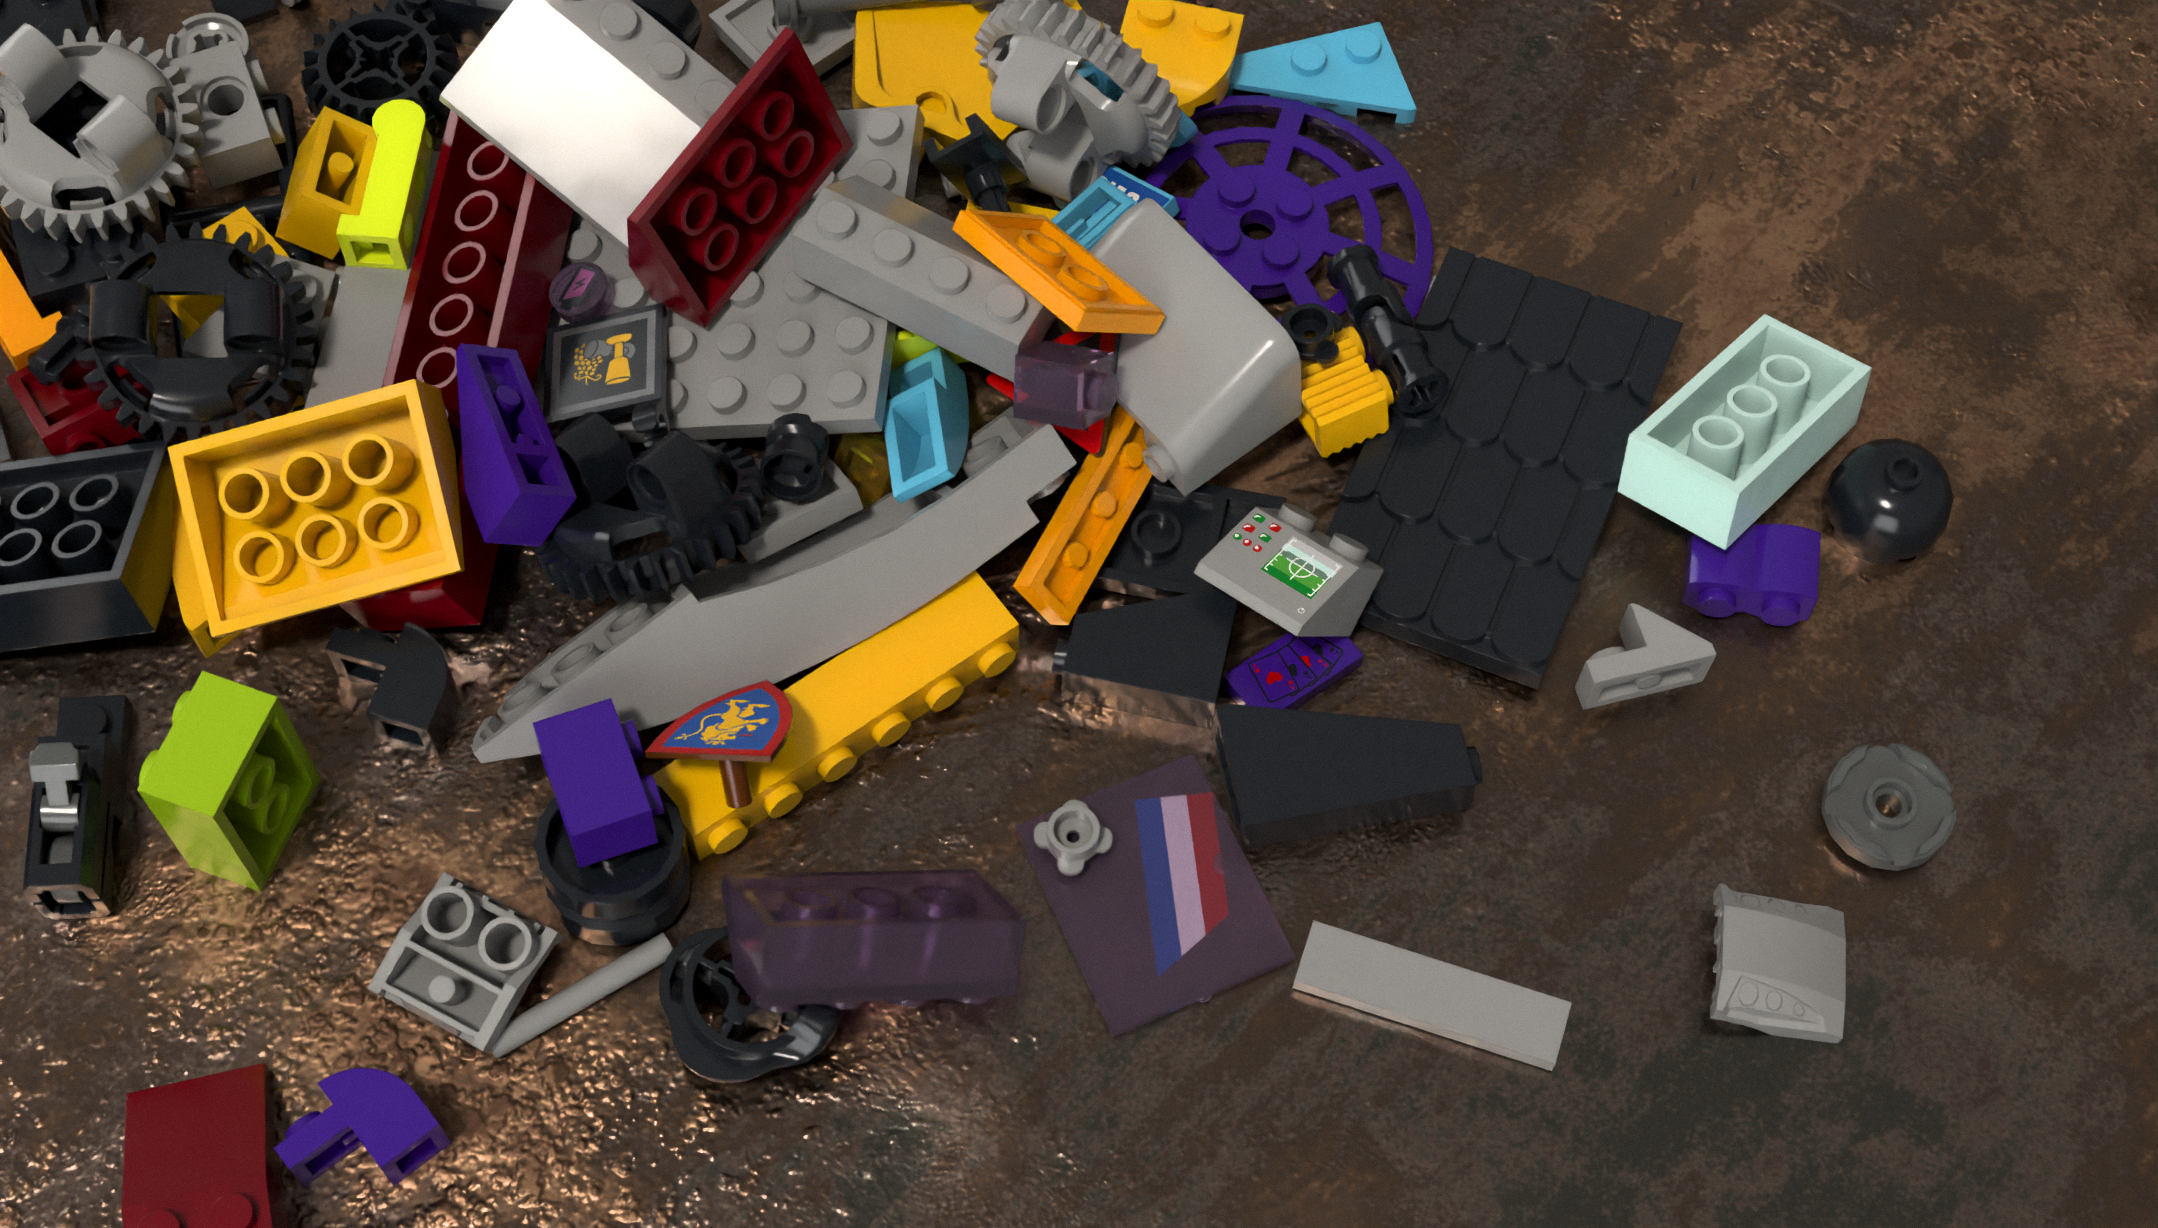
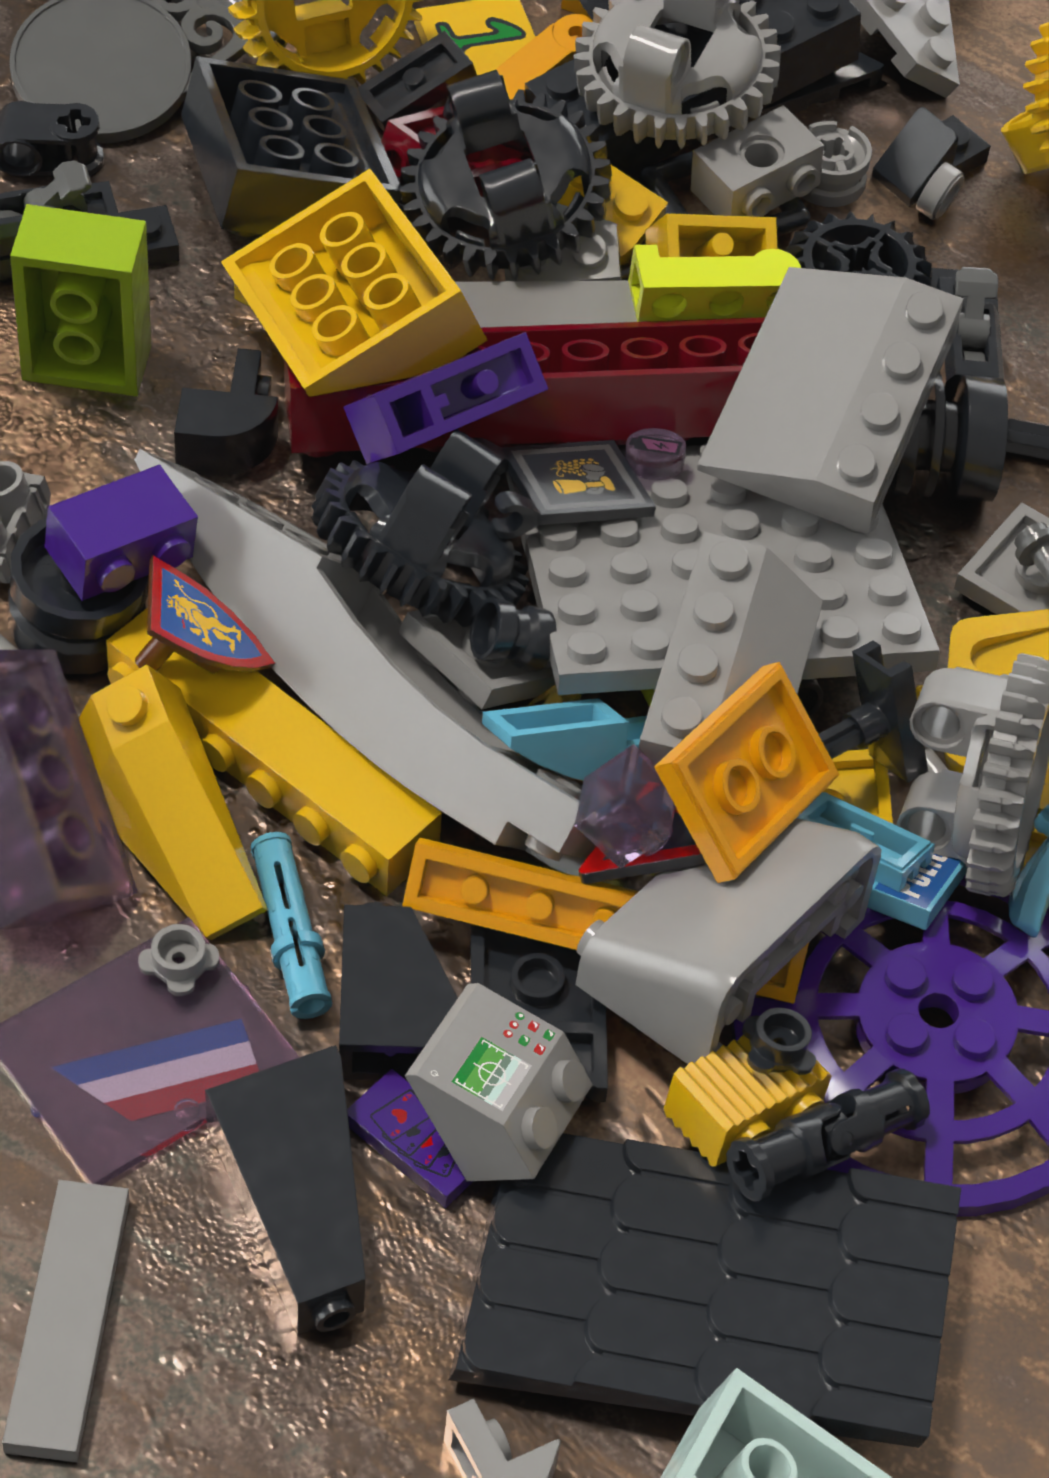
camera: 75 degrees right, 10 degrees down
(737, 184) = (771, 479): dark red slope -> none
(901, 811) = (170, 800): none -> yellow wedge
(1048, 733) = (304, 983): none -> medium azure pin

